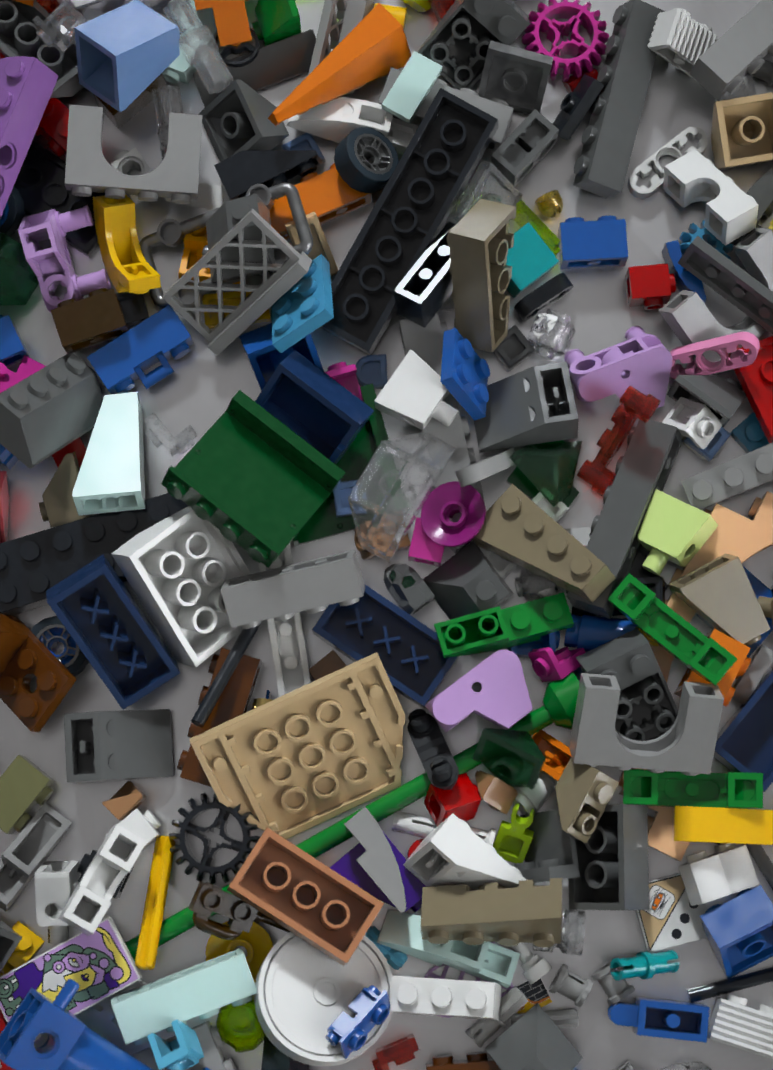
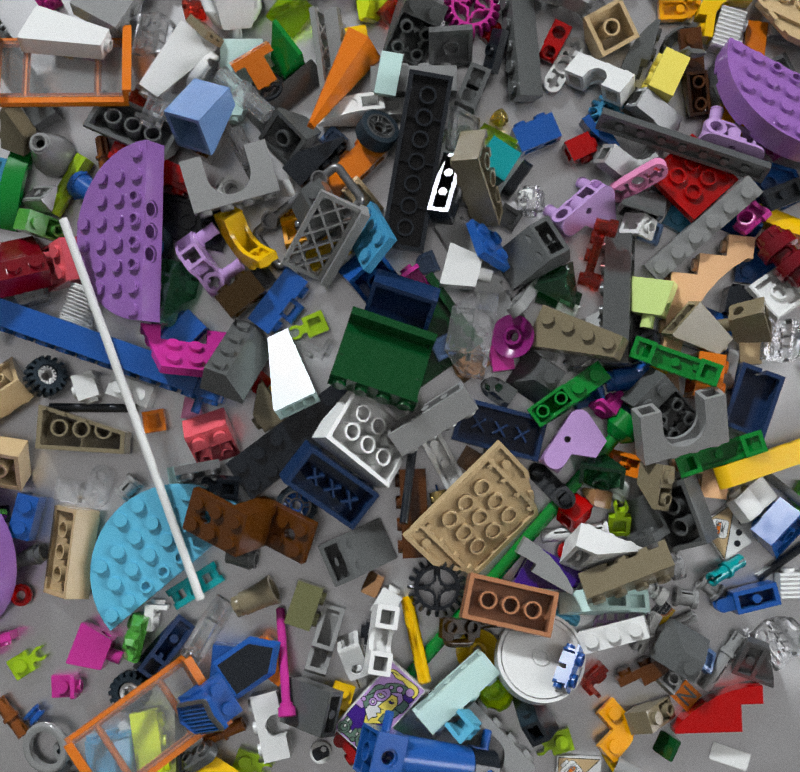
camera: 20 degrees left, 5 degrees up
(177, 401) = (312, 325): none -> lime plate
(667, 122) = (555, 41): none -> red leg

